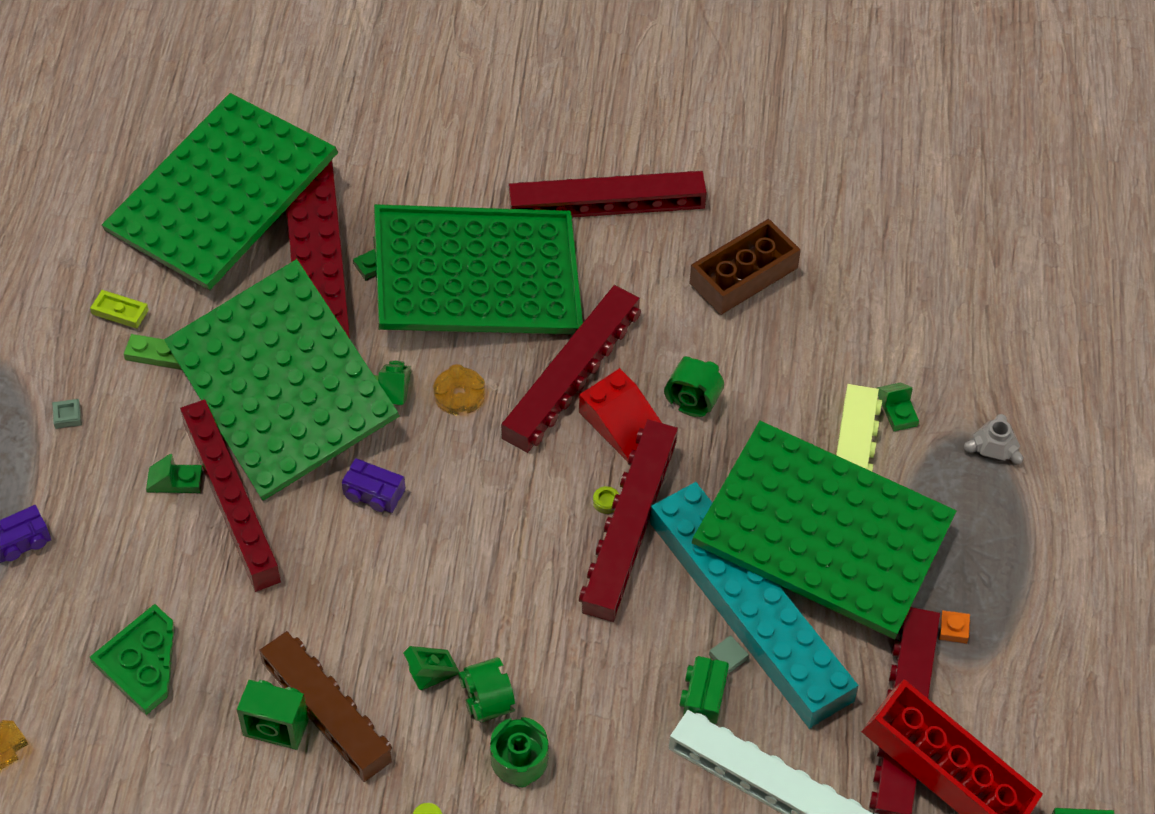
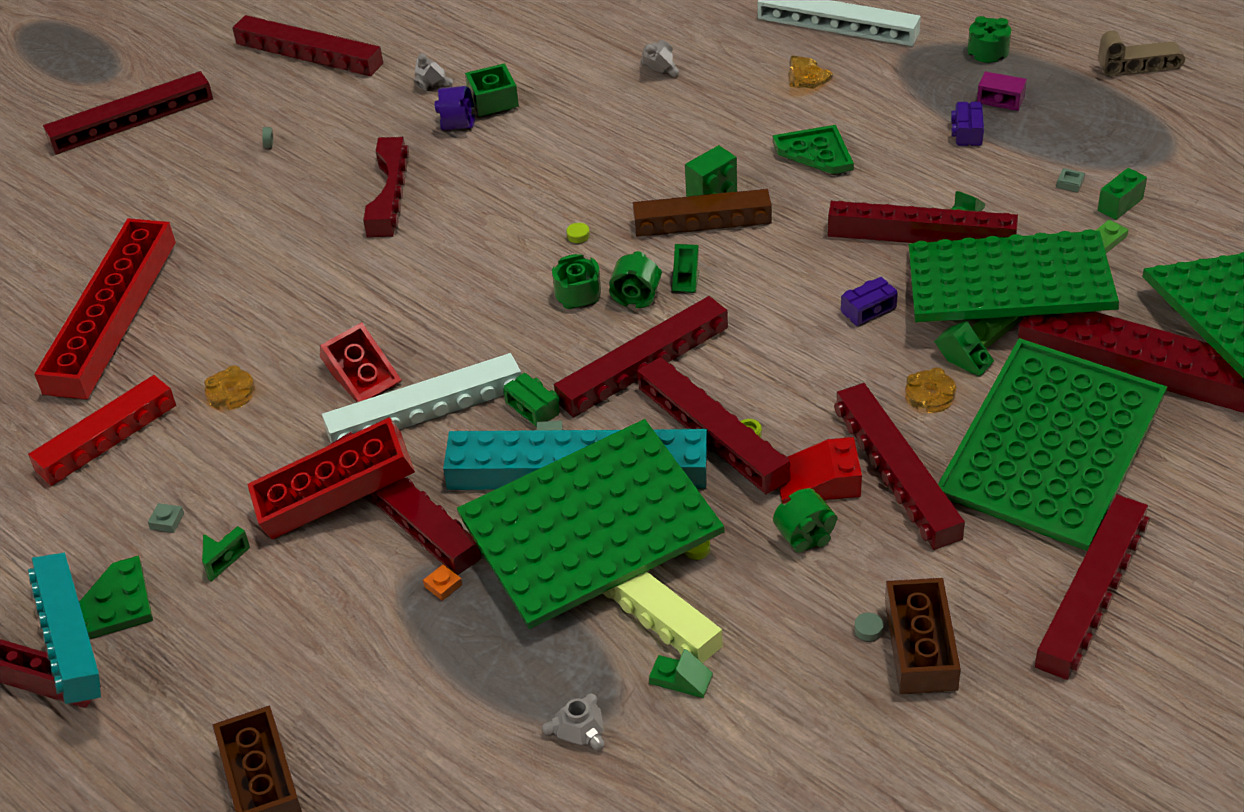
camera: 130 degrees right, 10 degrees down
(79, 354) = (1122, 193): none -> green brick
(119, 309) = (1161, 231): lime plate -> none
(579, 631) = (620, 366): none -> dark red brick
(753, 313) = (868, 627): none -> sand green tile

